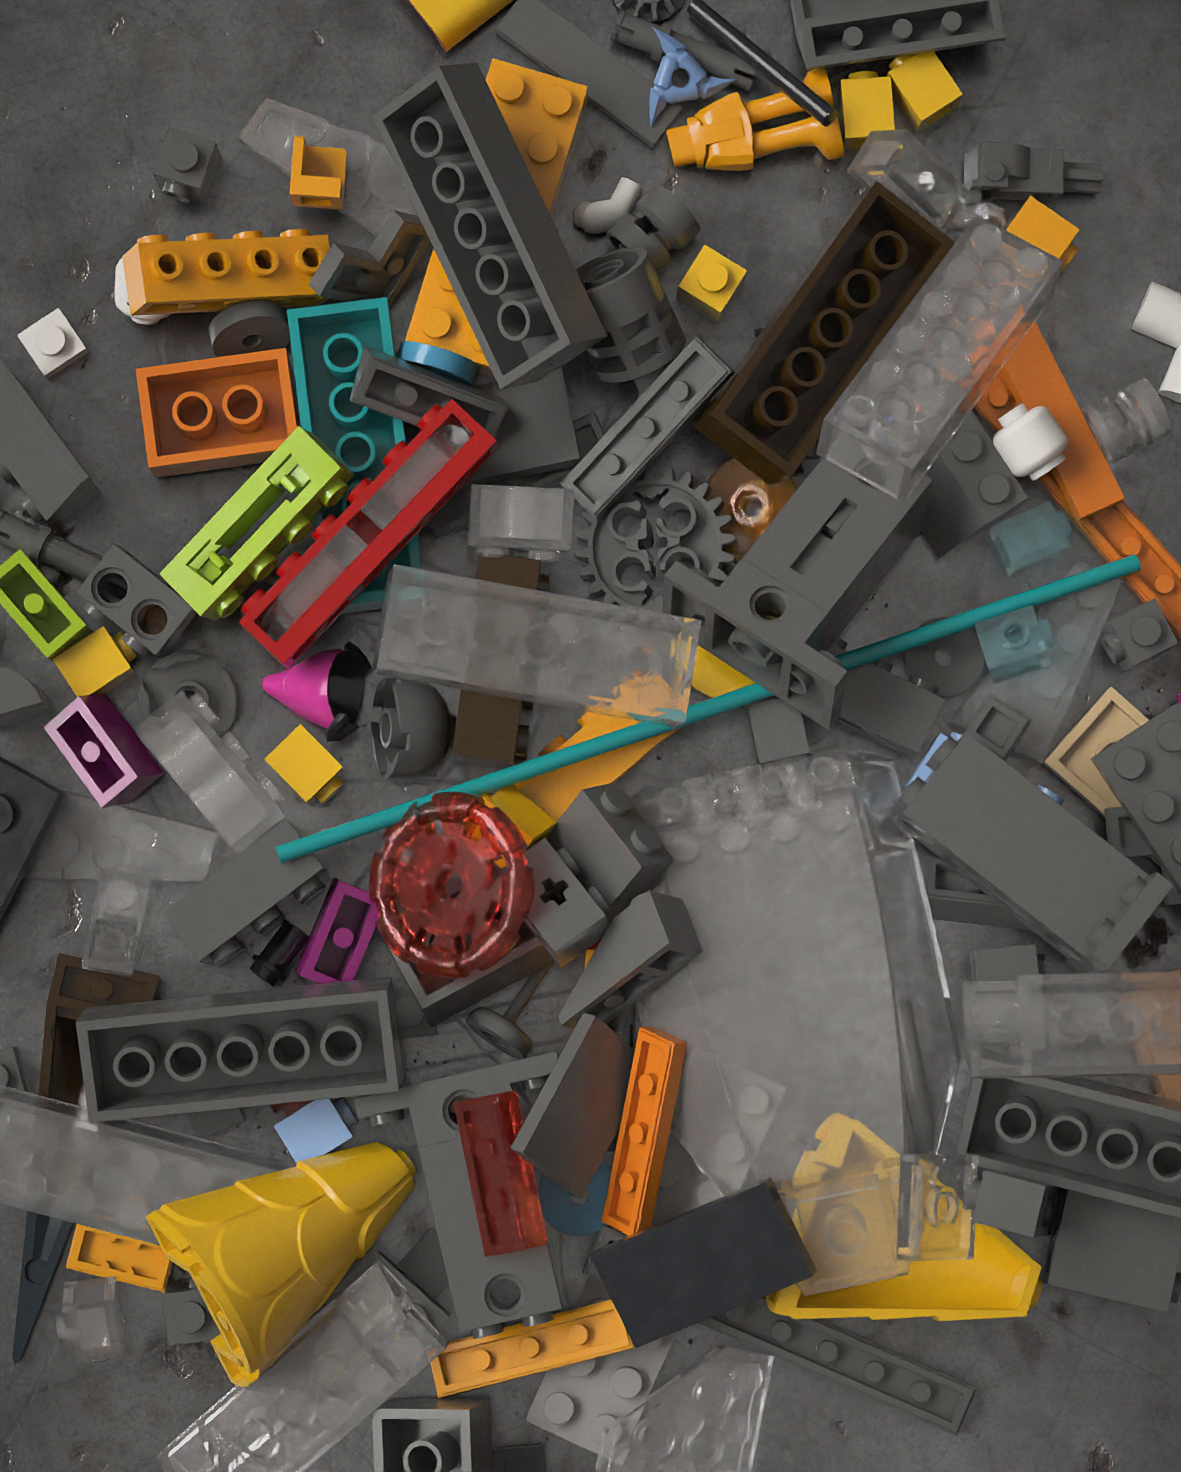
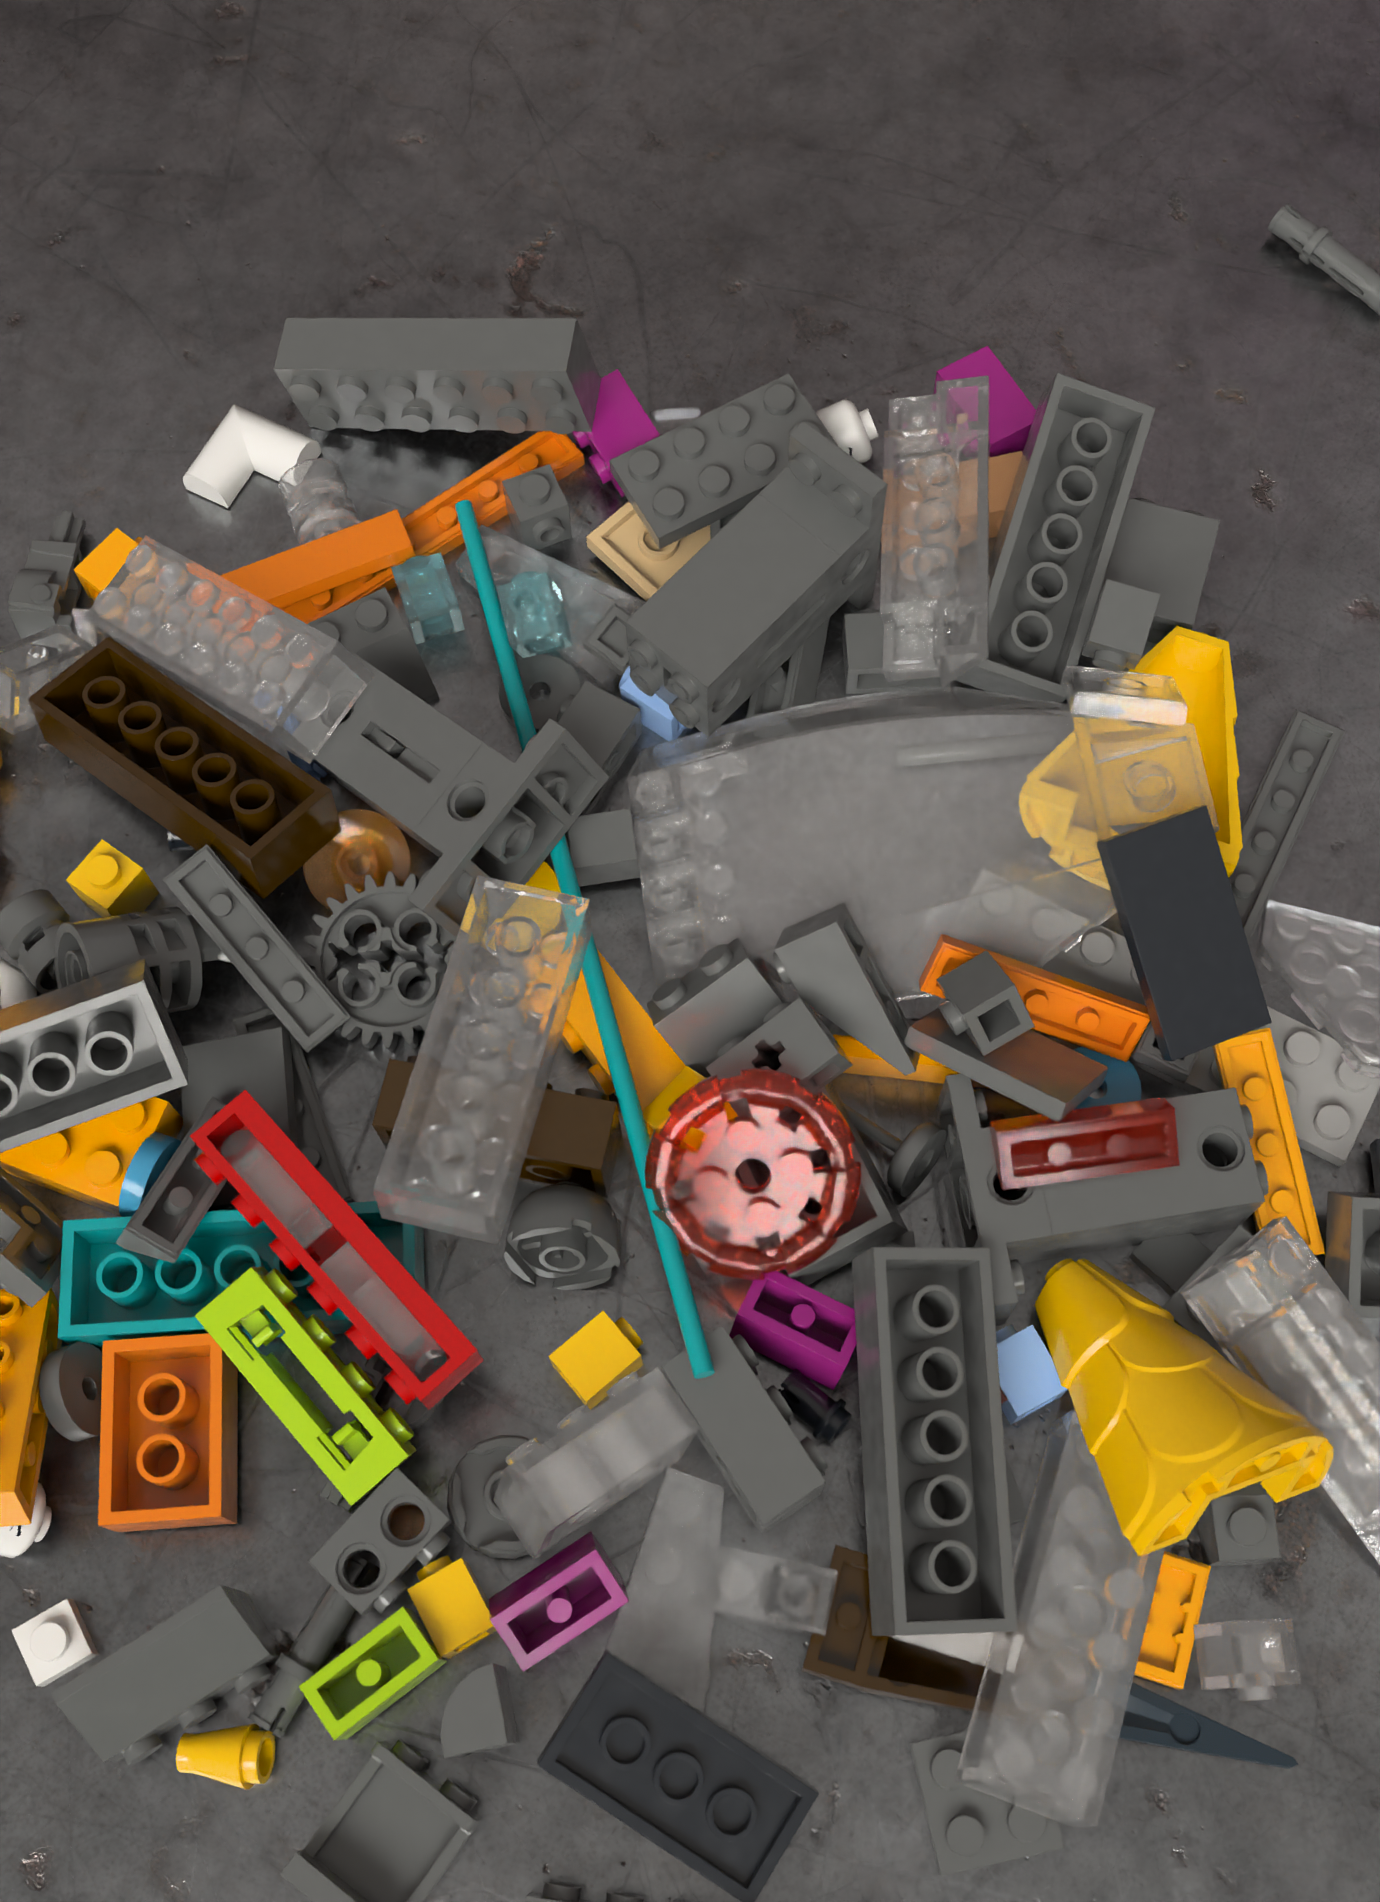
camera: 80 degrees left, 15 degrees down
(324, 689) = (510, 1334): hat -> none
(519, 521) = (341, 1090): clear brick -> none
(617, 1080) = (983, 1003): none -> dark grey brick
(1030, 441) = (326, 578): white head -> none

